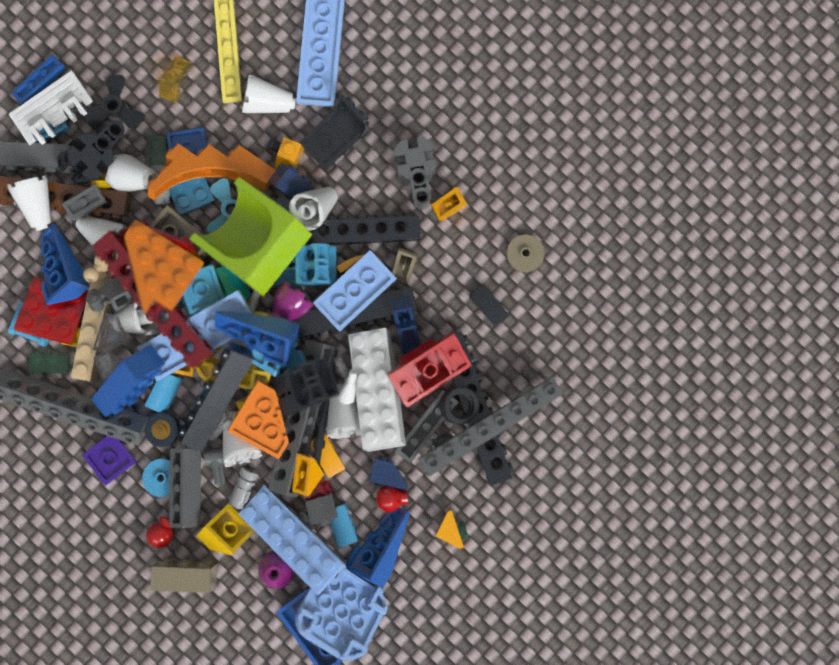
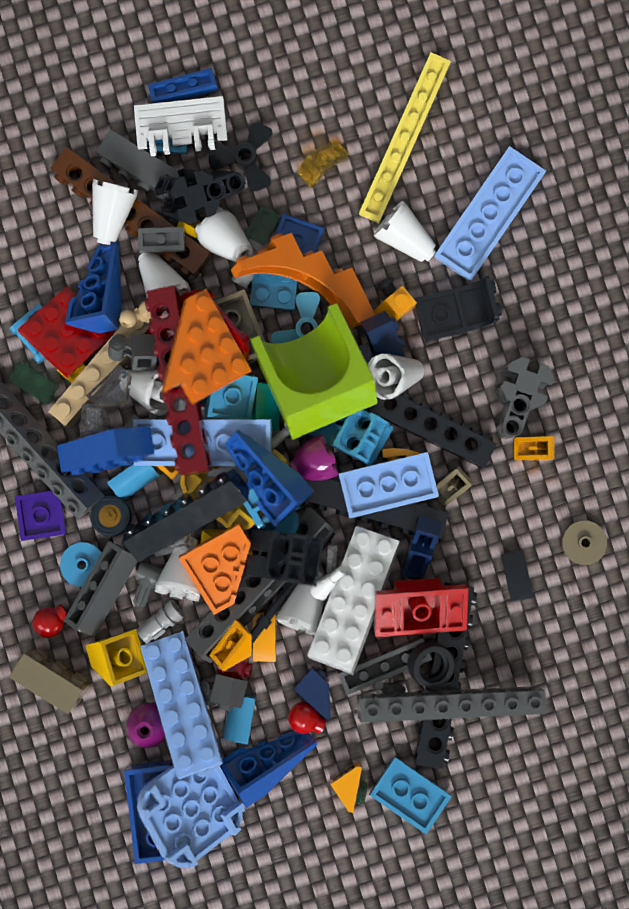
camera: 30 degrees right, 0 degrees up
(499, 511) = (410, 795): none -> dark azure plate

